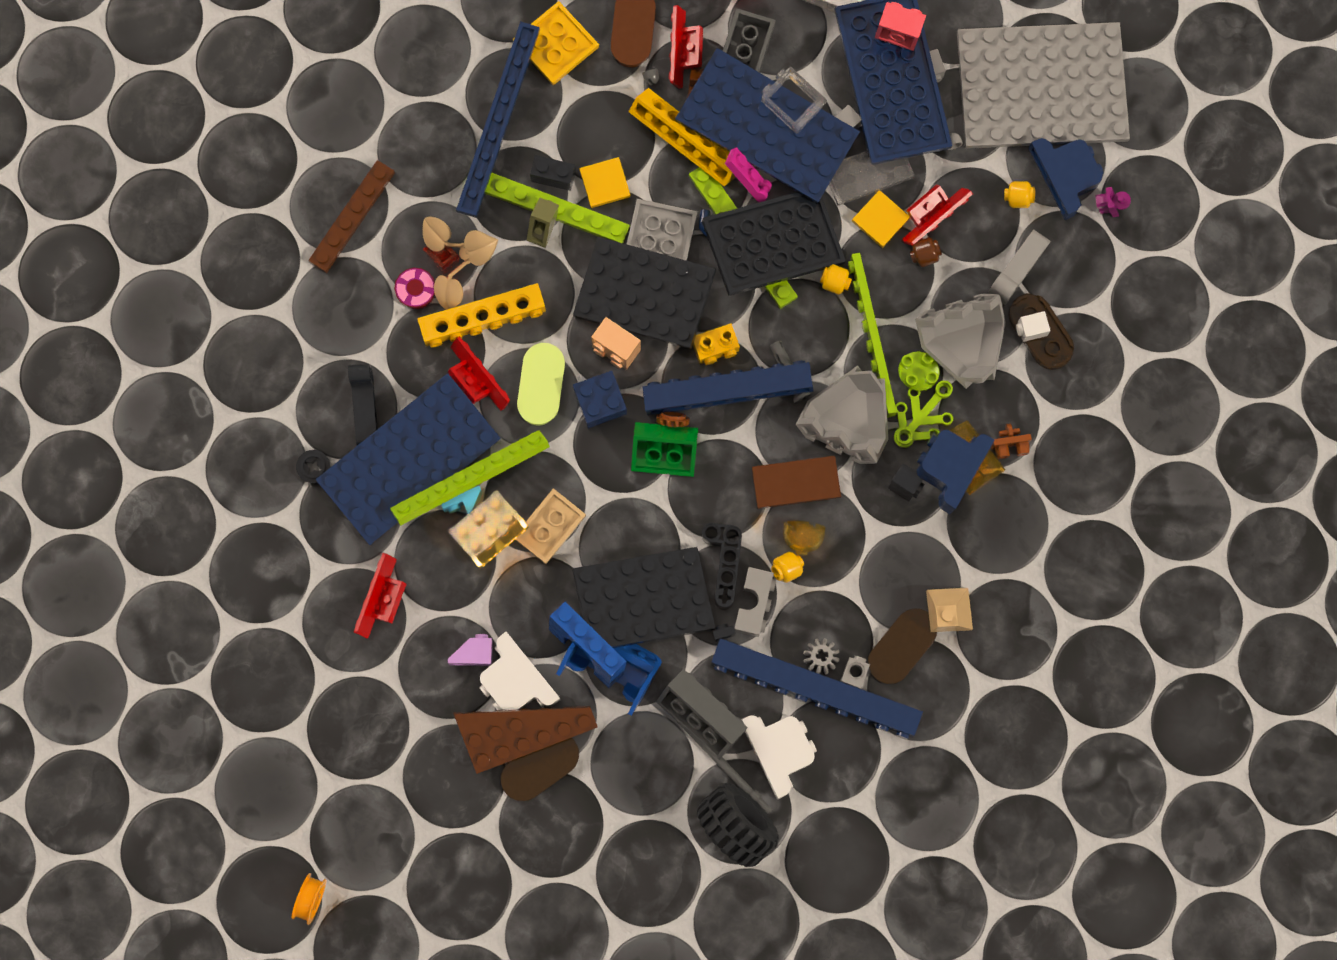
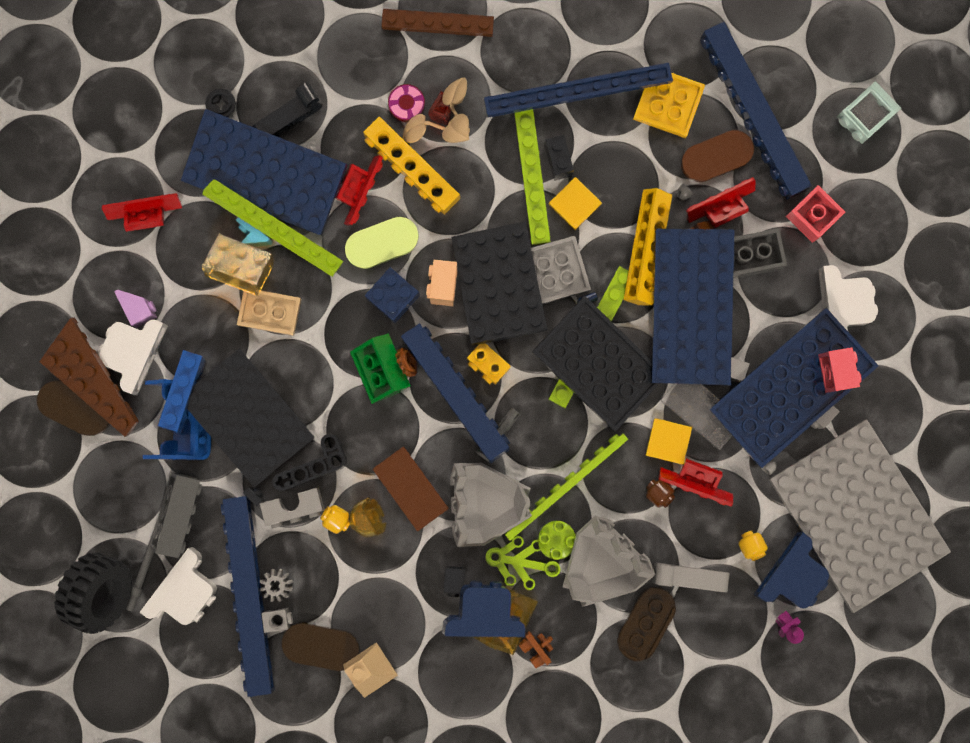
camera: 60 degrees right, 5 degrees up
(542, 222) = (513, 170): olive slope -> none
(748, 175) = (642, 313): dark pink plate -> none
(782, 77) = (721, 335): clear window -> none
(835, 279) = (595, 431): yellow head -> none
(1033, 326) = (644, 616): white brick -> none

